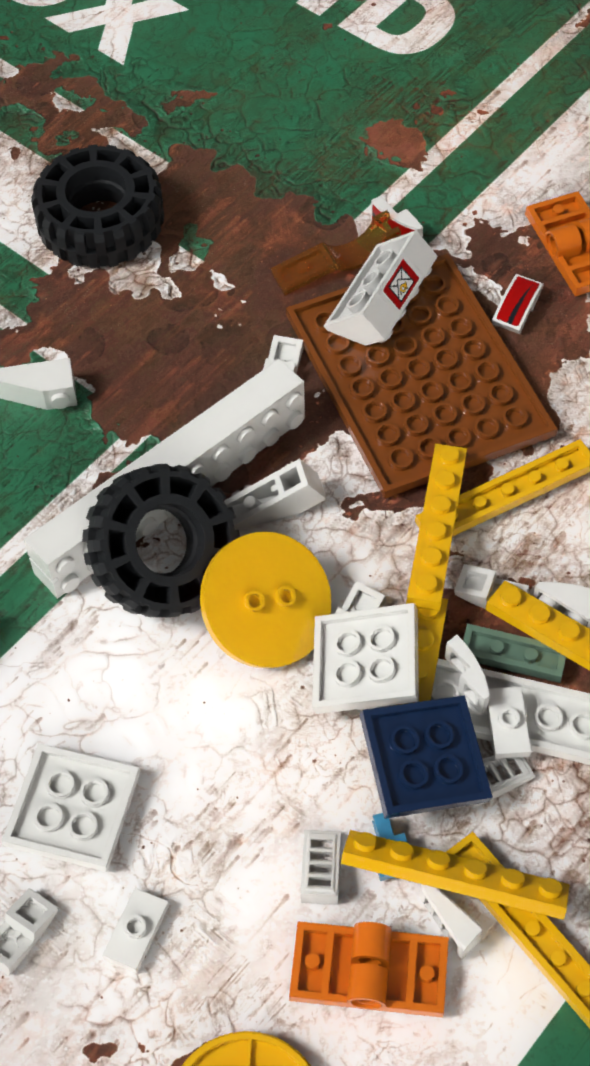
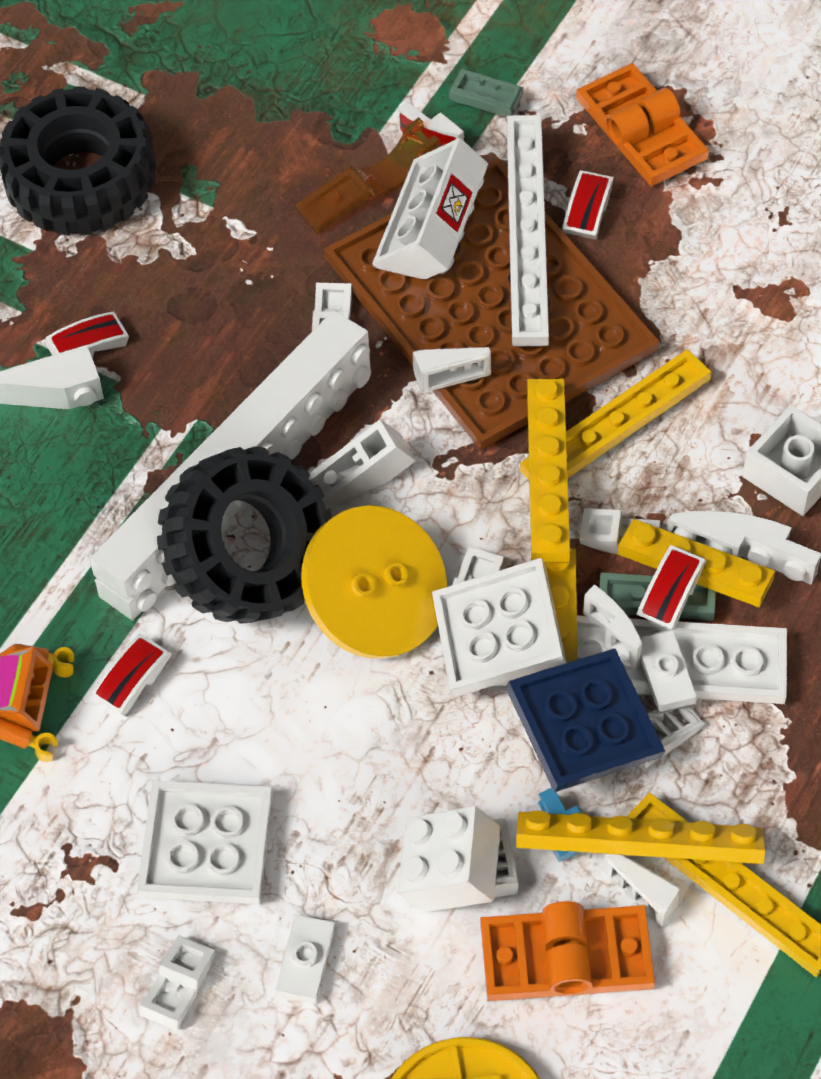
camera: 10 degrees left, 0 degrees up
(41, 644) = (129, 673): none -> slope
(80, 349) = (96, 332): none -> slope
(279, 863) = (449, 859): none -> white brick
(371, 422) = (449, 367): none -> white slope
(449, 199) = (485, 93): none -> sand green plate
(459, 319) = (527, 231): none -> white plate
(526, 647) = (671, 586): none -> slope

